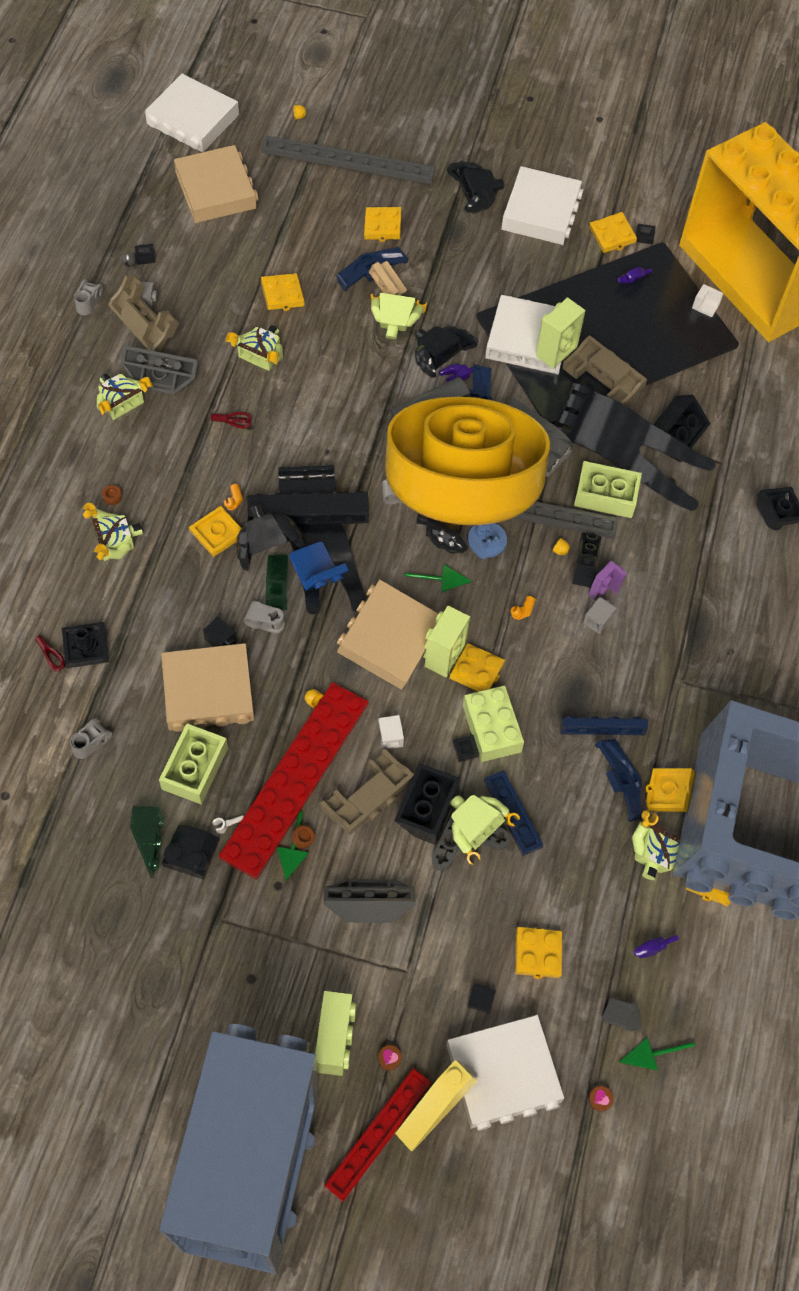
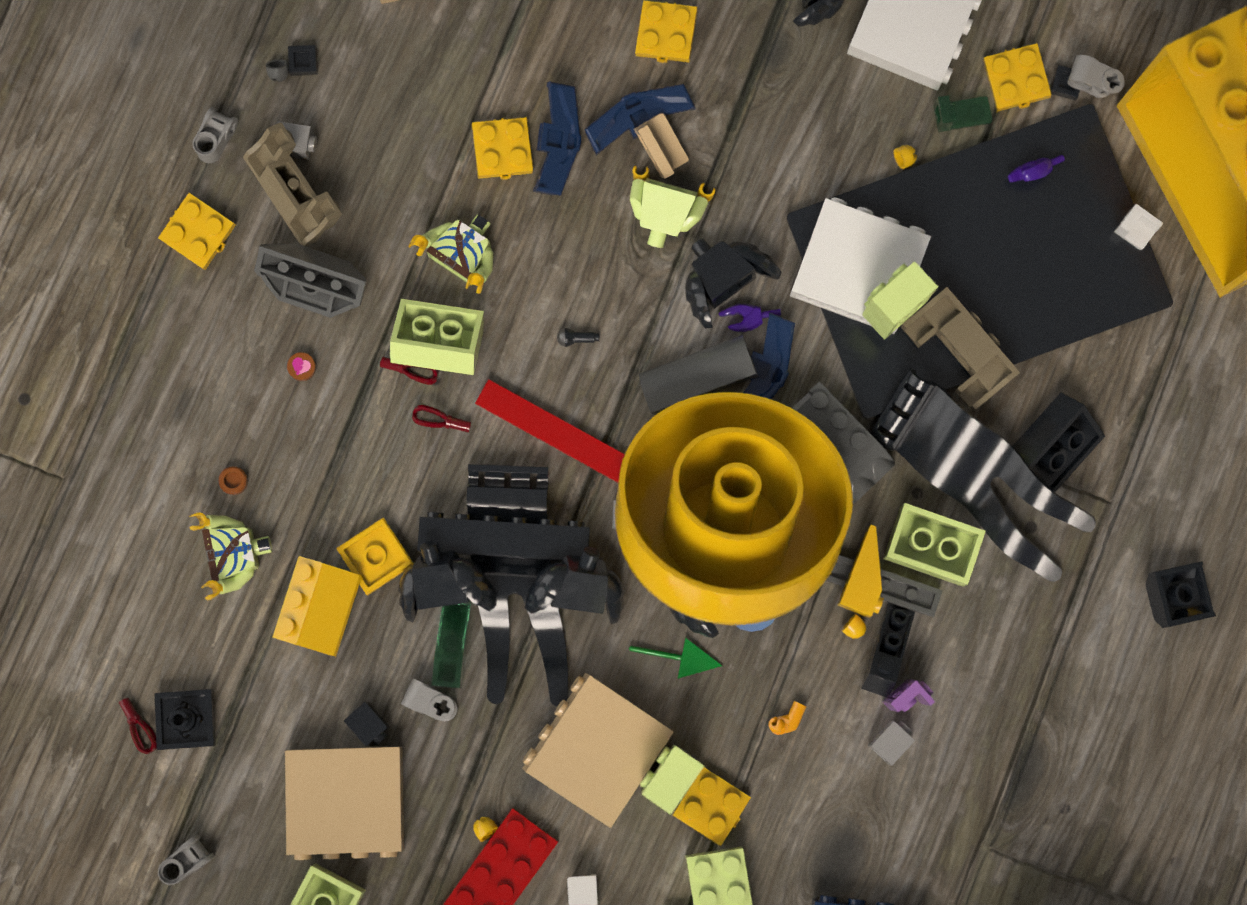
camera: 10 degrees right, 20 degrees up
(78, 351) = (197, 231): none -> yellow plate
(120, 394) = (250, 317): torso -> none
(156, 423) = (301, 366): none -> dark orange tile
(177, 561) = (317, 606): none -> yellow slope
(236, 499) = (405, 505): light orange arm -> none
(249, 392) = (436, 336): none -> yellowish green brick
(260, 447) = (449, 421): none -> dark red piece
(316, 566) = (506, 638): blue bracket -> none
(319, 282) = (559, 139): none -> dark blue plate
(333, 448) = (551, 430): none -> red tile
(338, 393) = (567, 337): none -> black piece
(365, 527) = (578, 585): none -> black torso
(548, 278) = (905, 156): none -> yellow hinge
(564, 511) = (864, 584): none -> yellow slope
(577, 254) = (961, 113): none -> clear green bracket
(661, 225) = (1095, 77): none -> light grey piece

